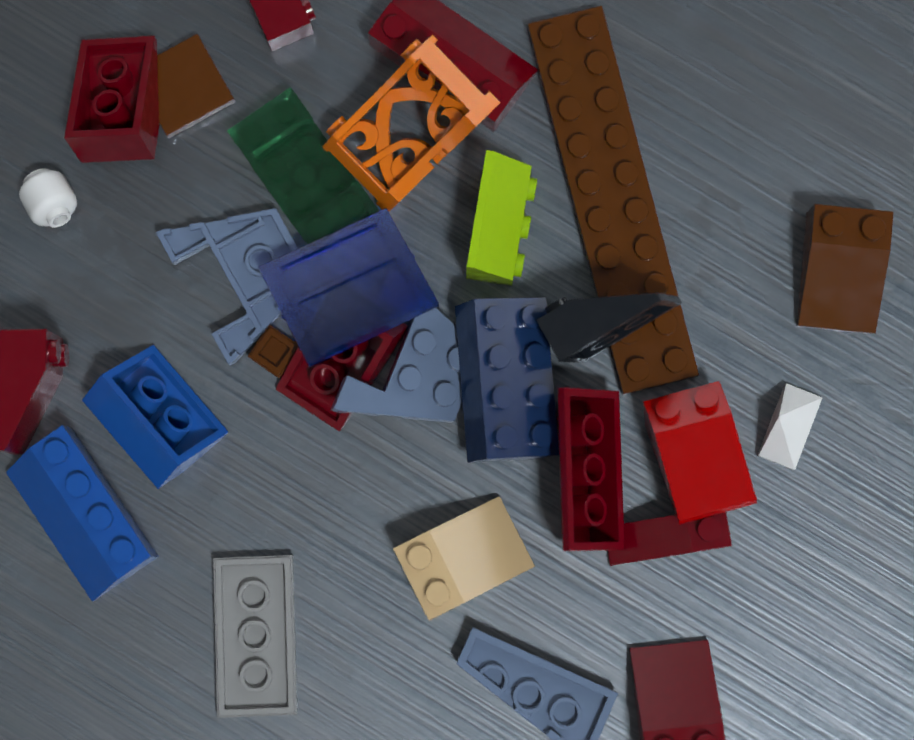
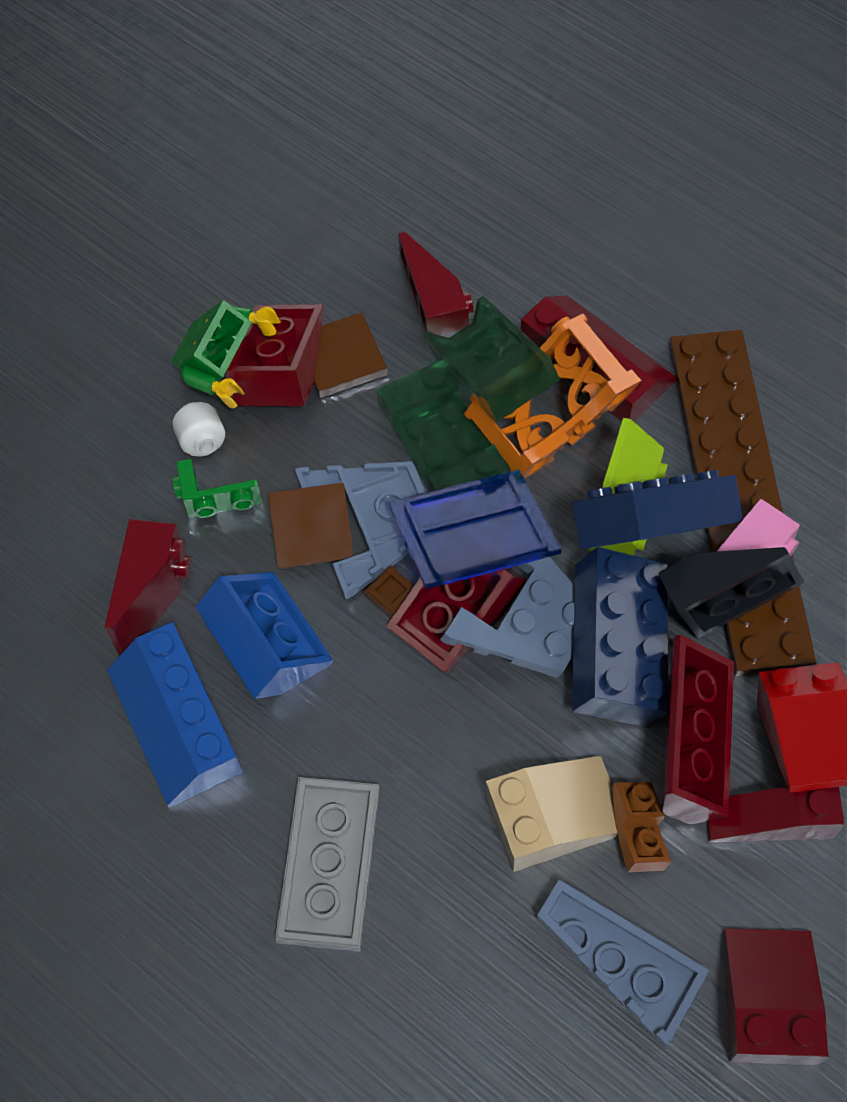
camera: 10 degrees right, 20 degrees down
(45, 105) = (214, 342): none -> green torso
(49, 267) = (213, 500): none -> green bracket
(183, 293) = (310, 525): none -> reddish brown tile
(343, 90) = (495, 361): none -> clear green piece
(530, 254) = (656, 508): none -> dark blue brick
(540, 562) = (637, 822): none -> dark orange slope
(634, 261) = (763, 529): none -> bright pink slope

